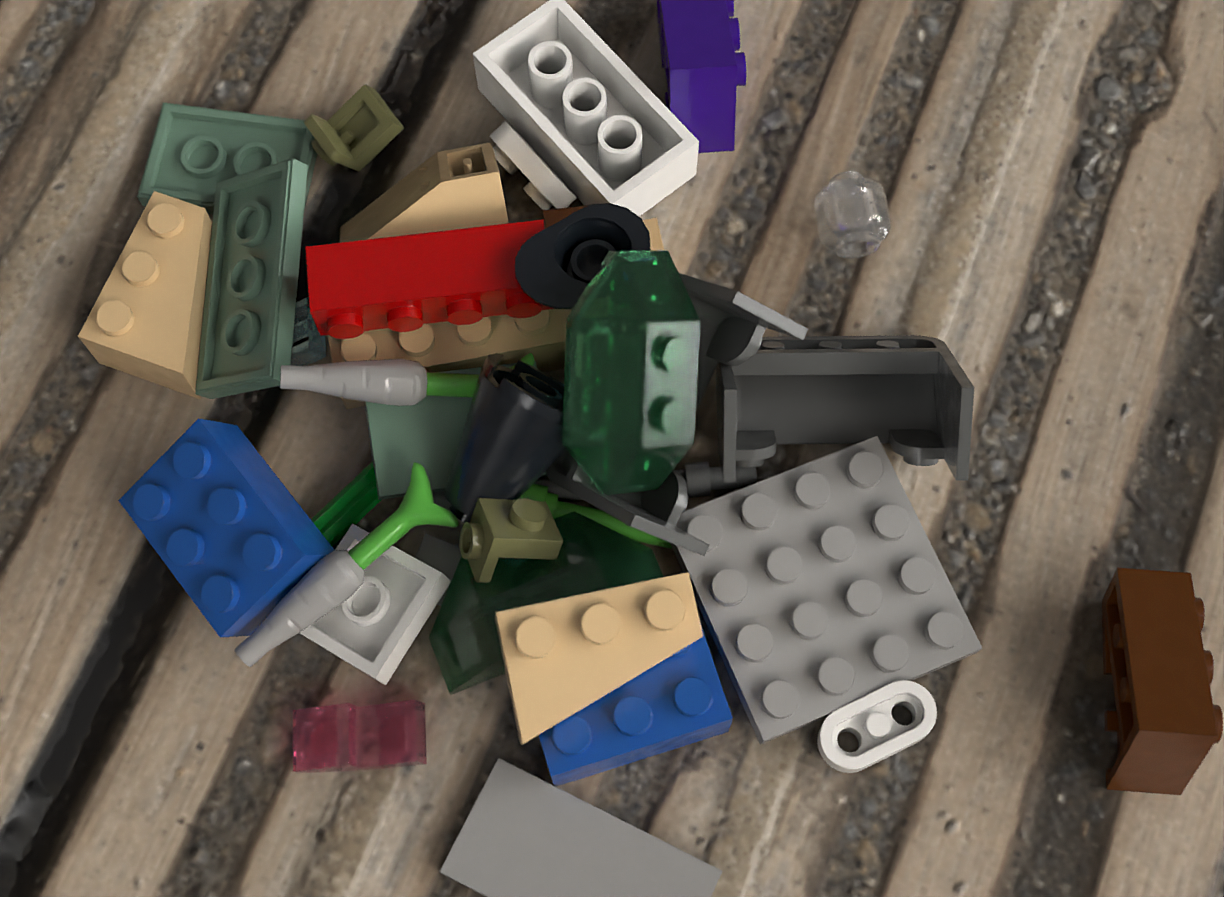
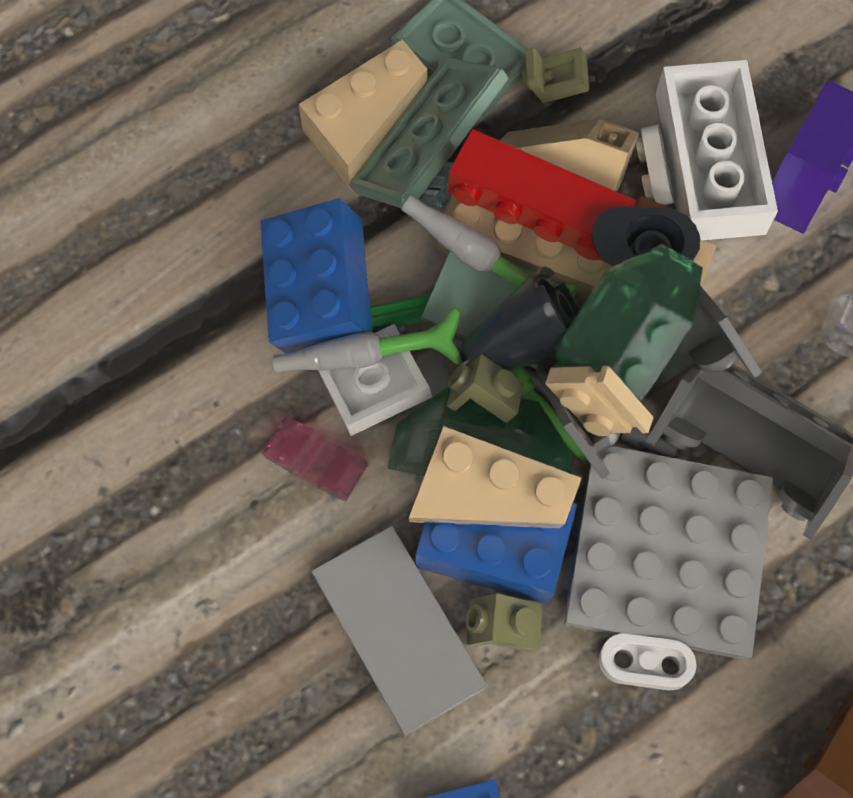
camera: 30 degrees right, 0 degrees up
(647, 470) = (599, 400): none -> tan plate
(694, 786) = (504, 622): none -> olive bracket

